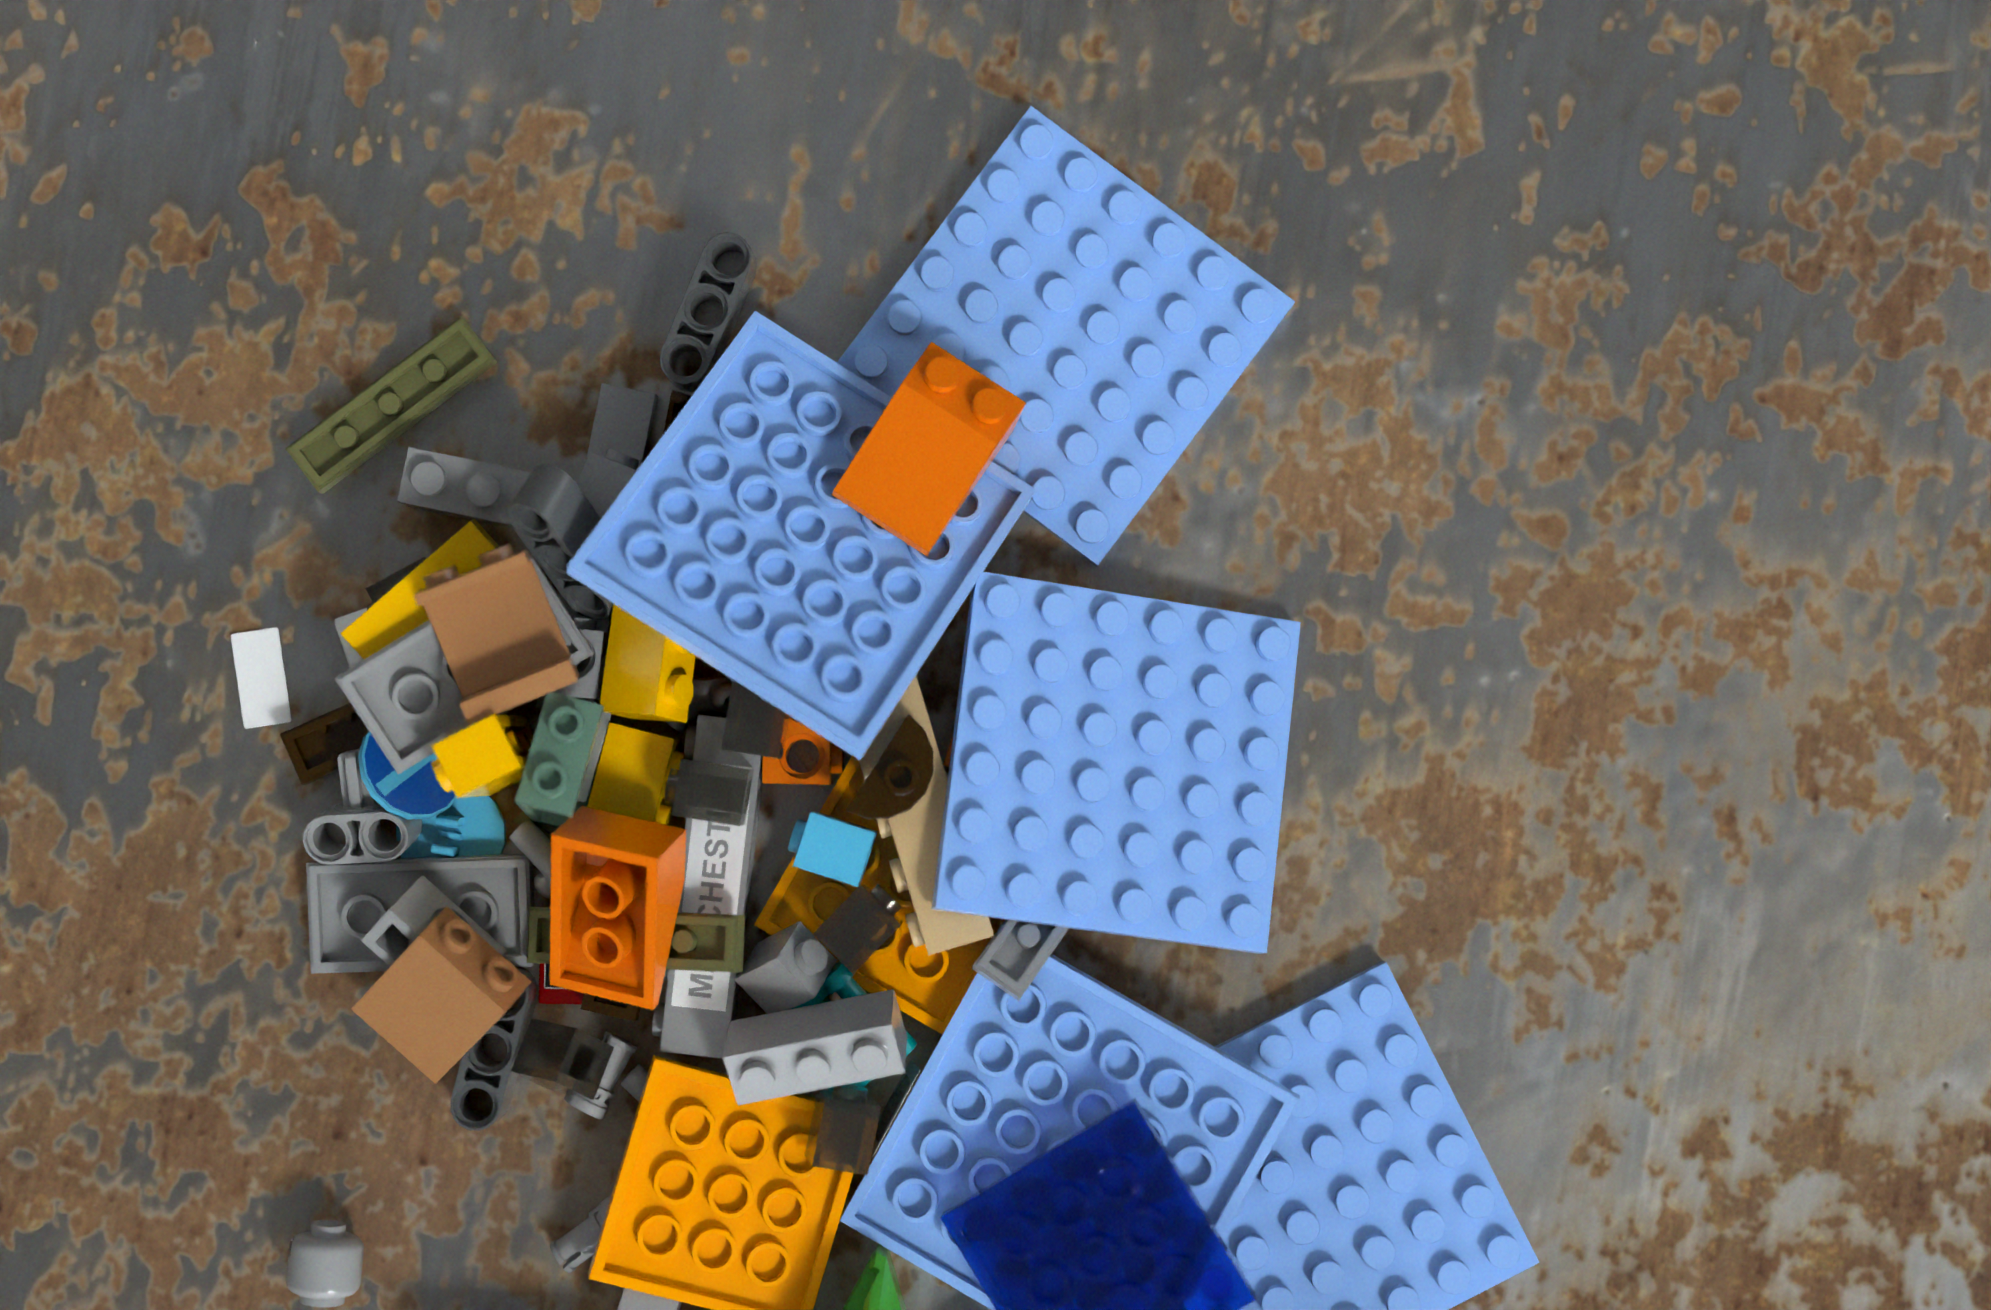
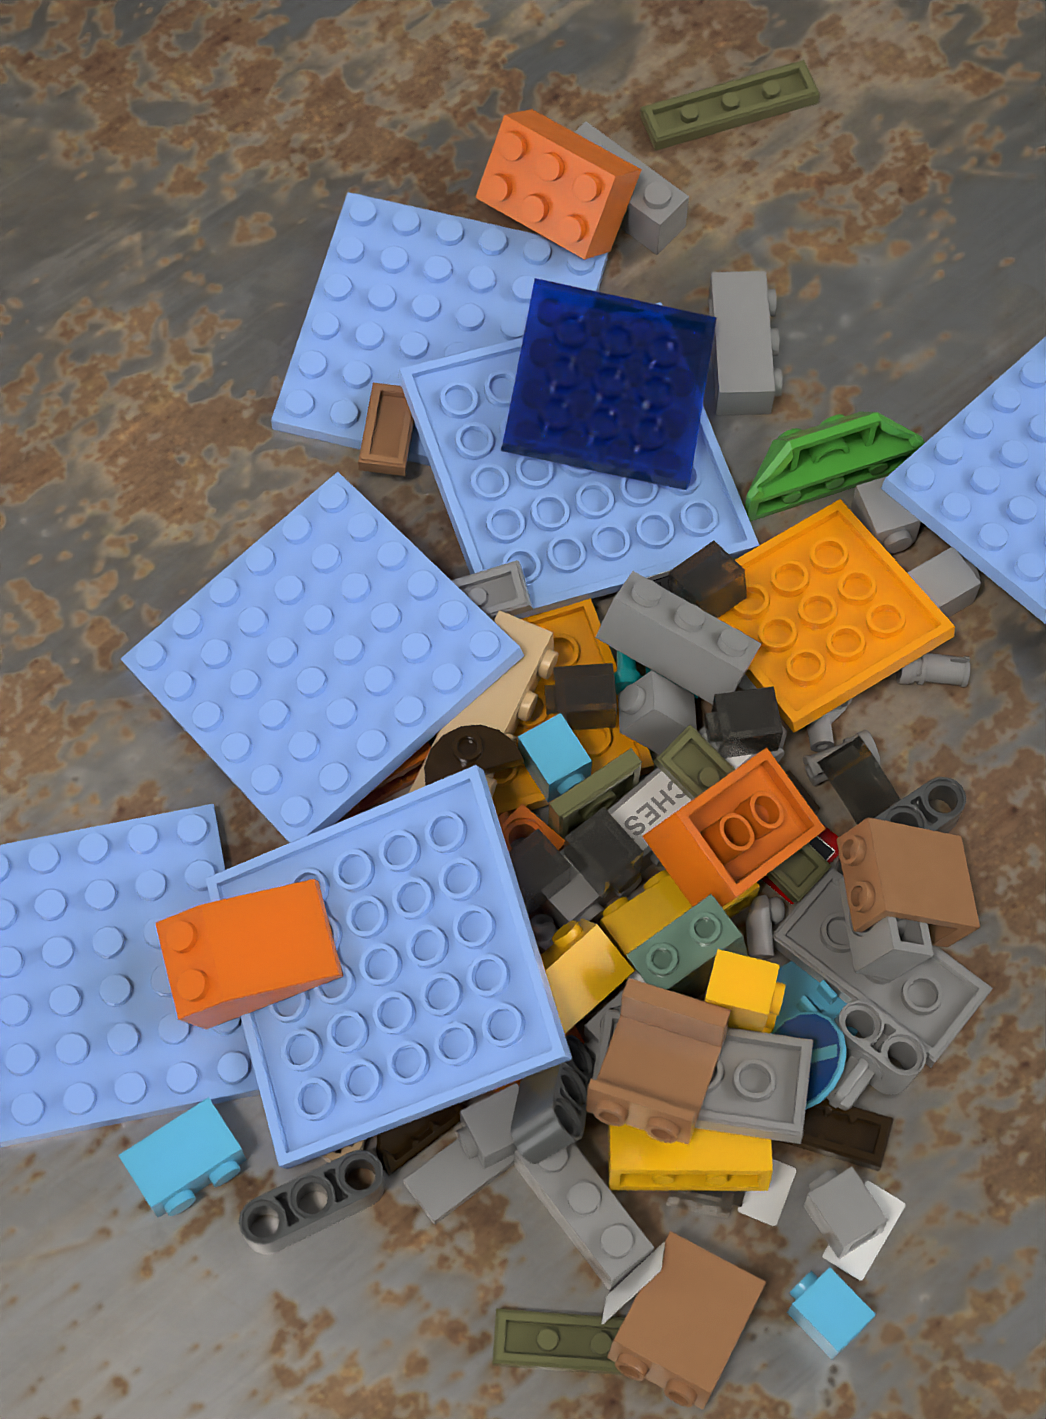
camera: 140 degrees left, 20 degrees down
(228, 580) = (829, 1311): none -> medium azure brick
(280, 672) = (844, 1210): none -> light grey brick
(328, 472) = (686, 1322): none -> medium nougat panel
(390, 464) = (633, 1283): none -> white sticker
(693, 1017) = (744, 722): none -> clear smoke brick
(769, 841) = (592, 794): none -> olive tile
(842, 255) = (184, 1159): none -> medium azure brick
(1266, 1037) = (386, 431): none -> medium nougat tile

